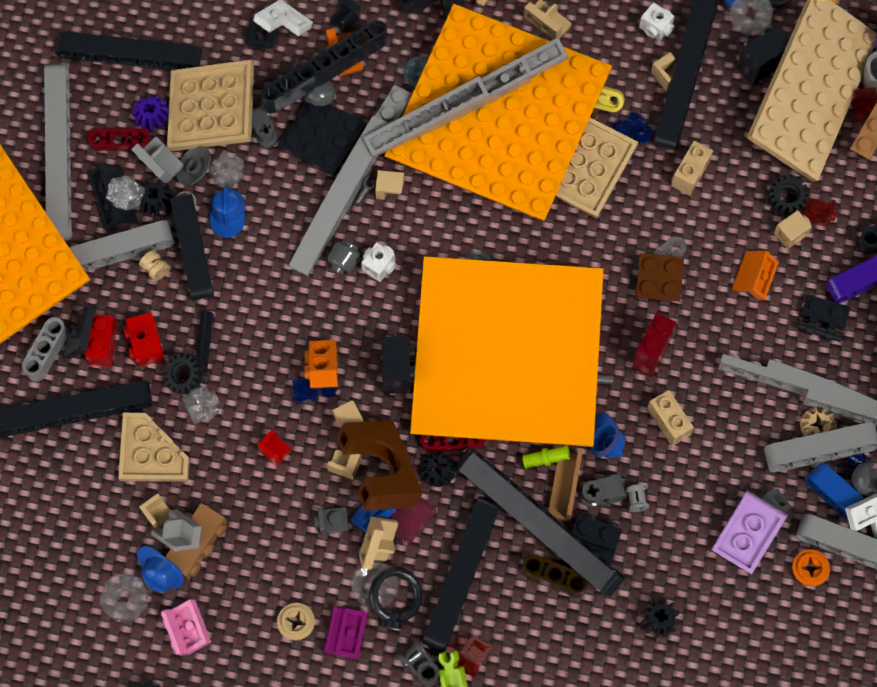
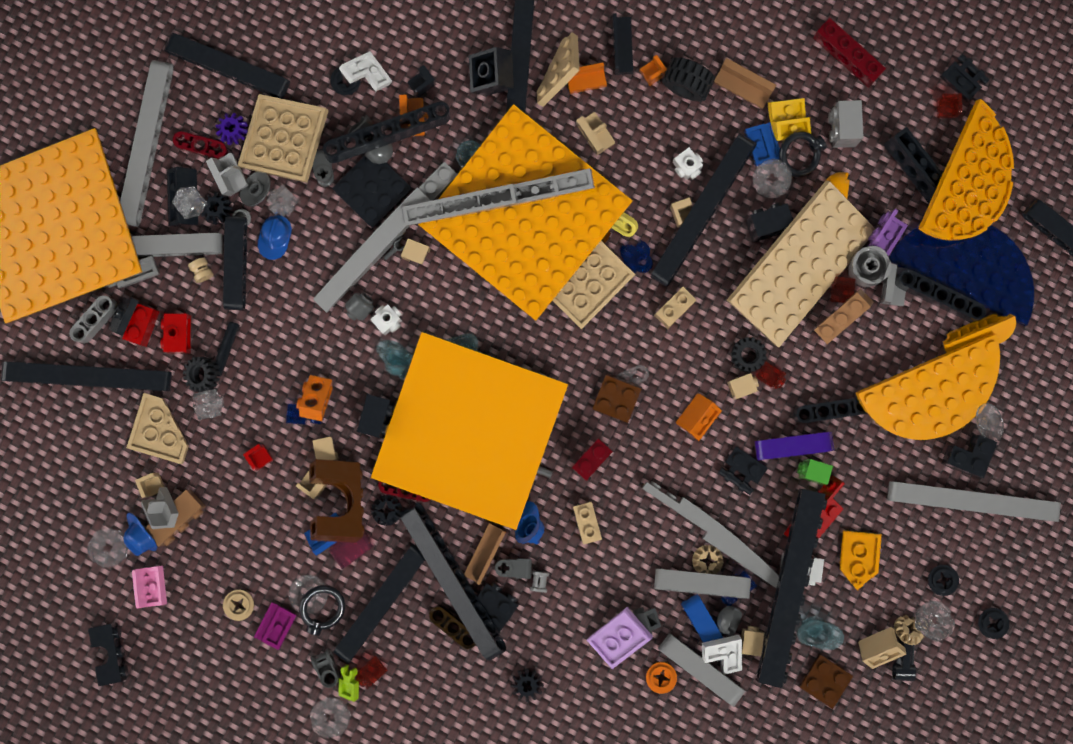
camera: 20 degrees right, 15 degrees up
(95, 284) = (149, 270): none -> light grey hinge
(332, 520) = (289, 530): dark grey bracket -> none
(378, 541) = (318, 562): tan panel -> none
(401, 302) = (395, 357): none -> clear light blue piece
(546, 457) = (476, 527): lime pin -> none

